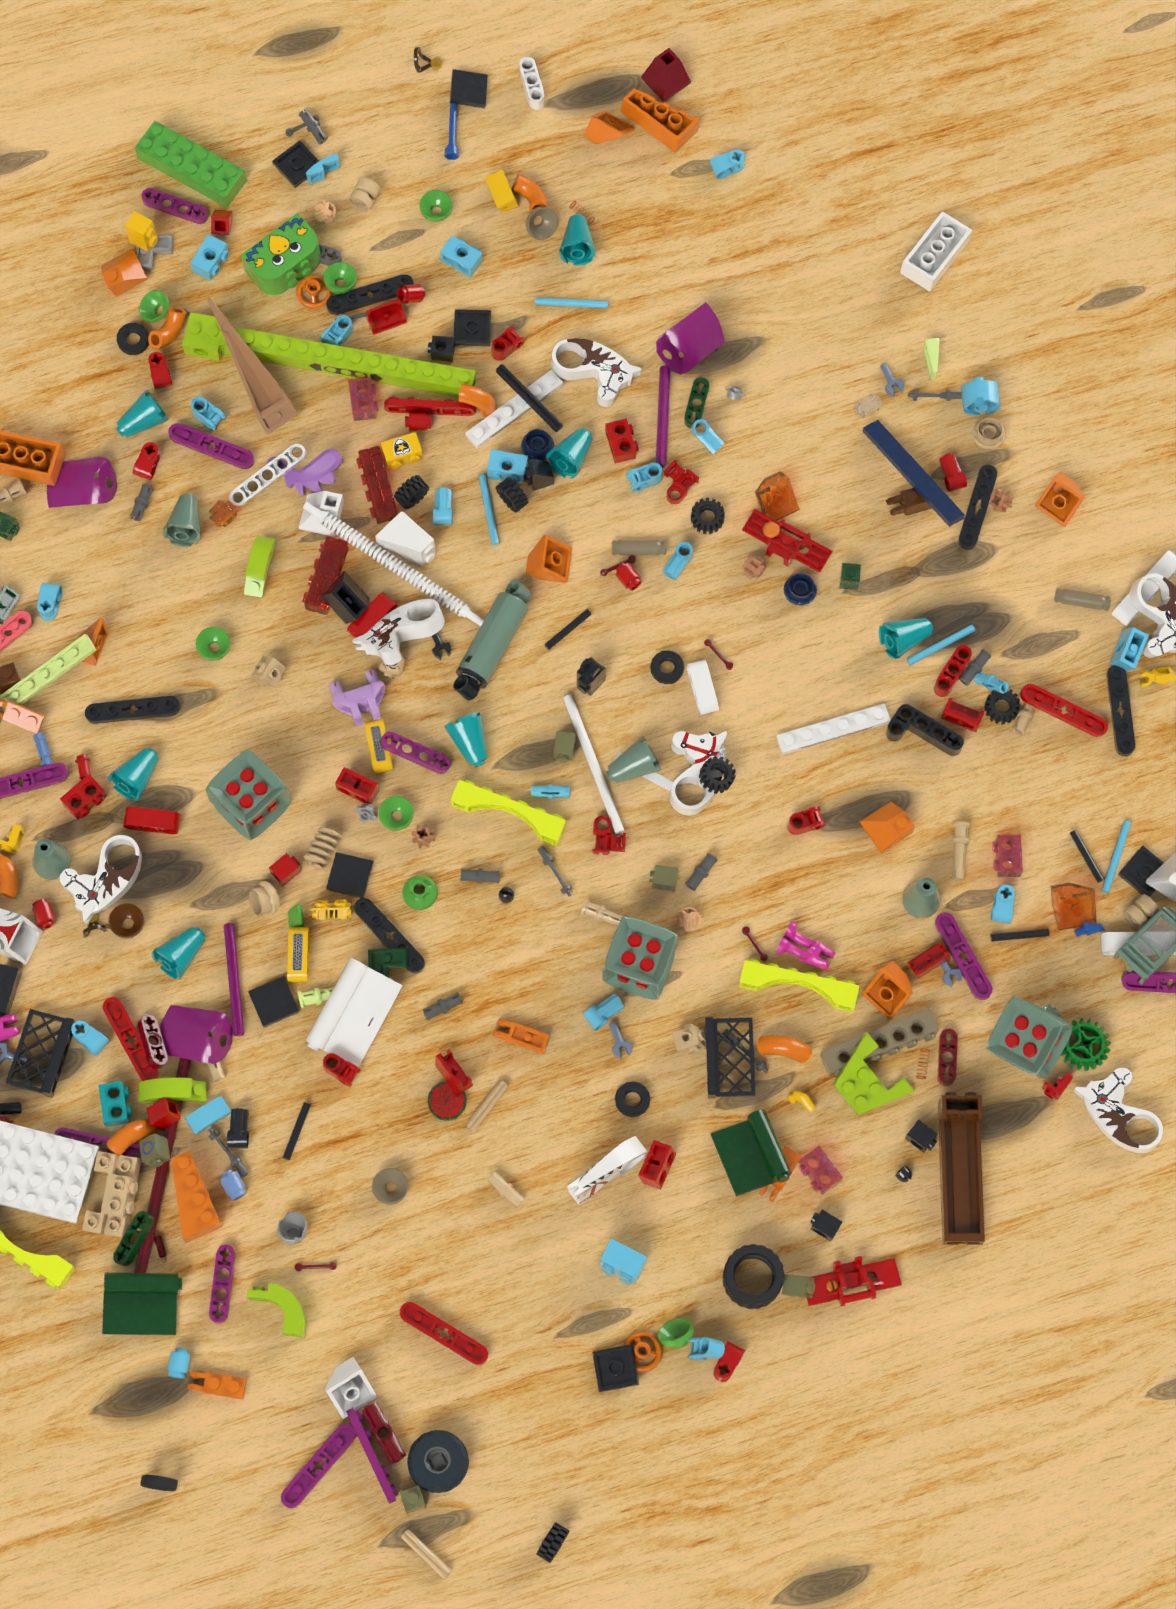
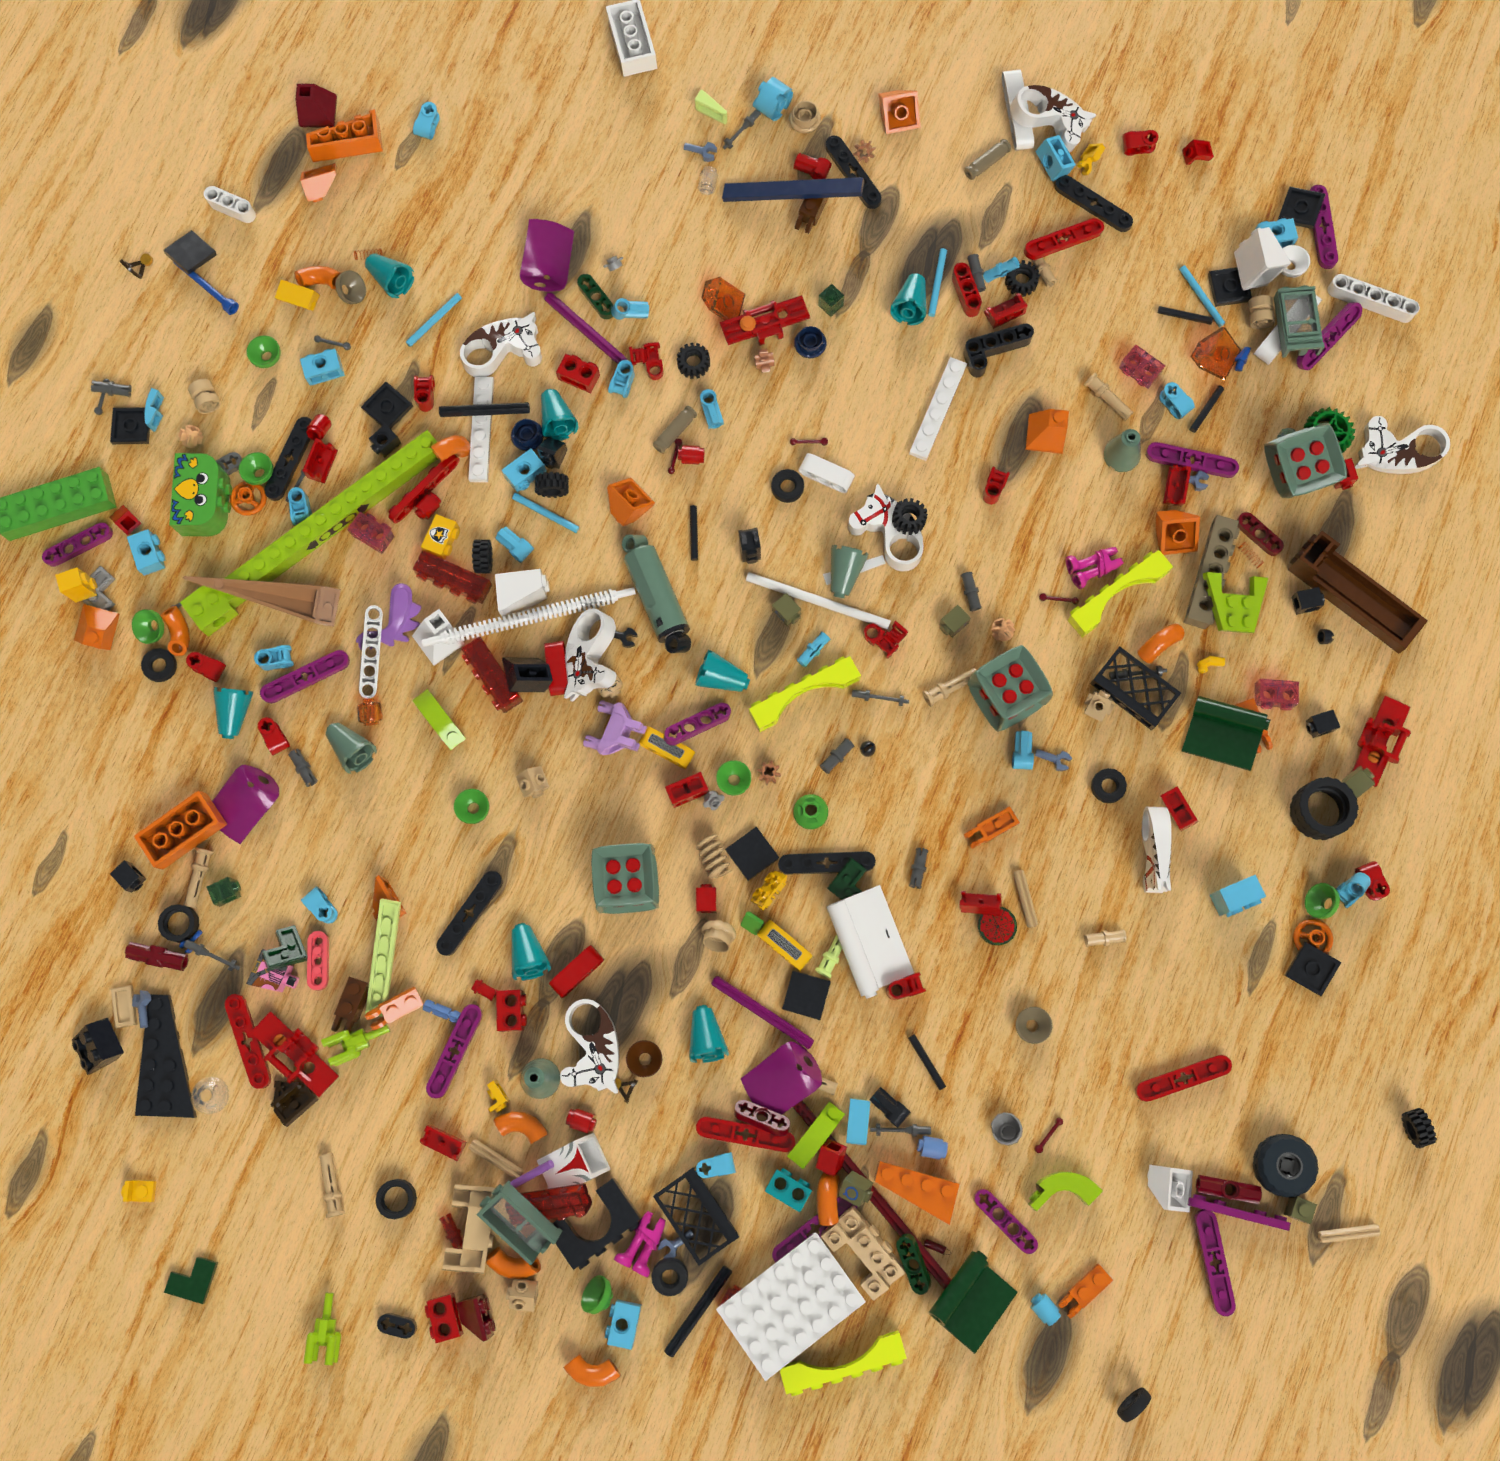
camera: 45 degrees left, 5 degrees up
(495, 259) = (346, 345): none -> dark grey hinge

